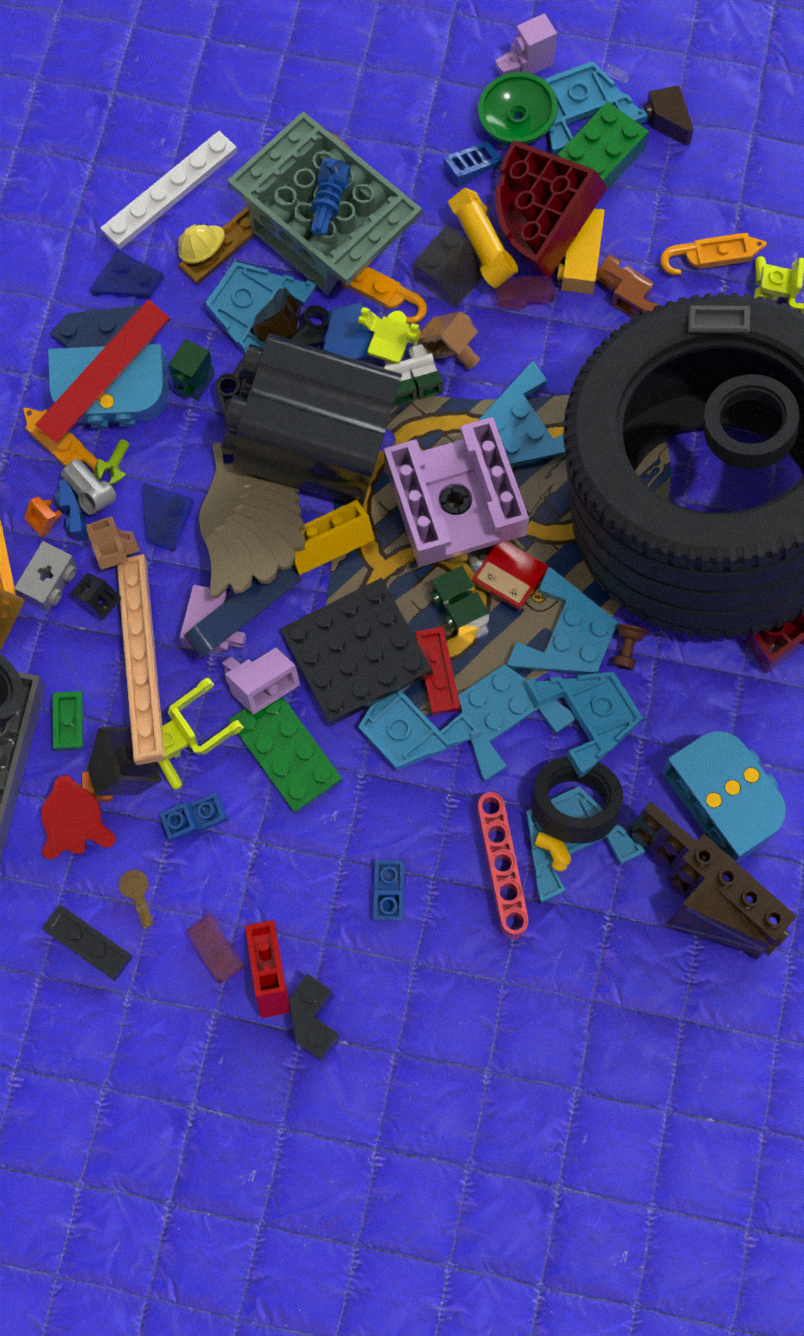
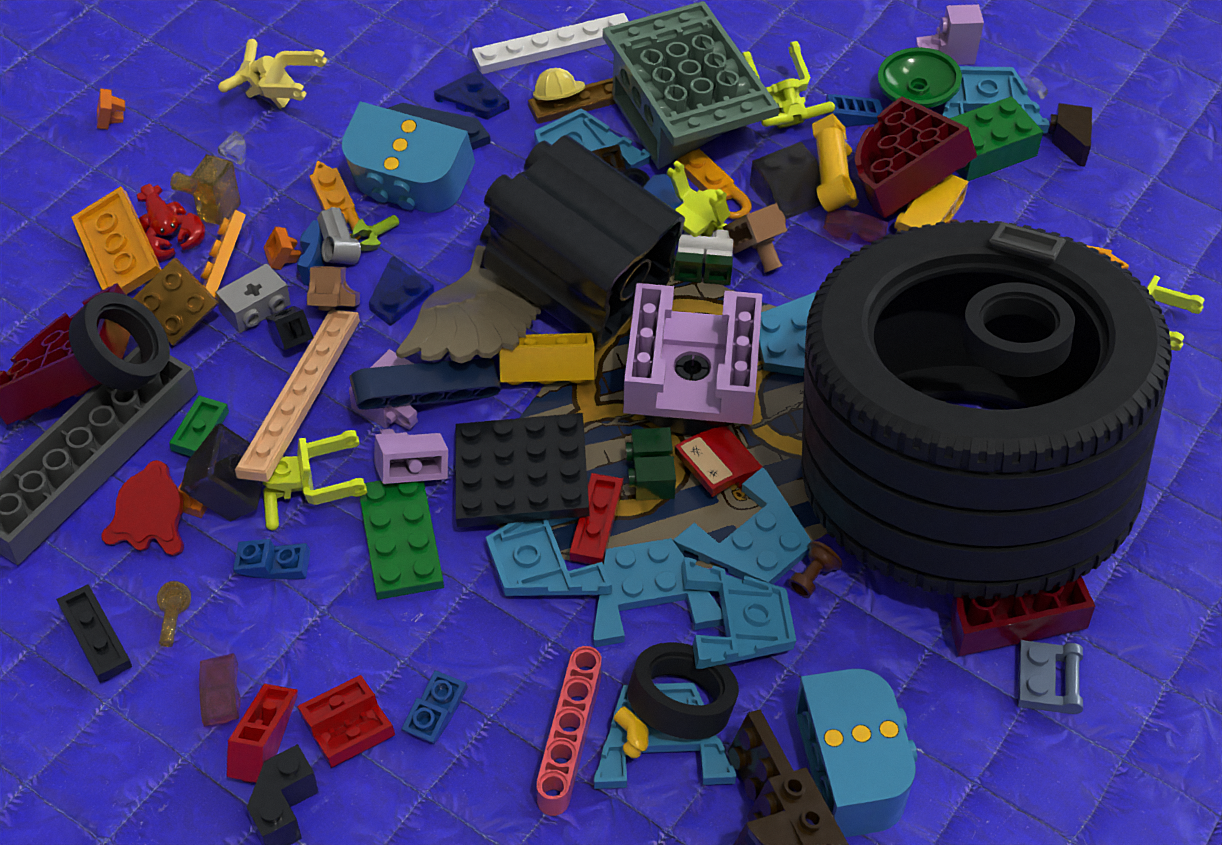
camera: 20 degrees right, 20 degrees down
(103, 371) = (399, 135): red tile -> none
(191, 370) = (484, 168): dark green piece -> none
(325, 930) = (346, 720): none -> red slope
(332, 181) = (701, 53): blue piece -> none
(410, 177) = (786, 94): none -> neon yellow piece

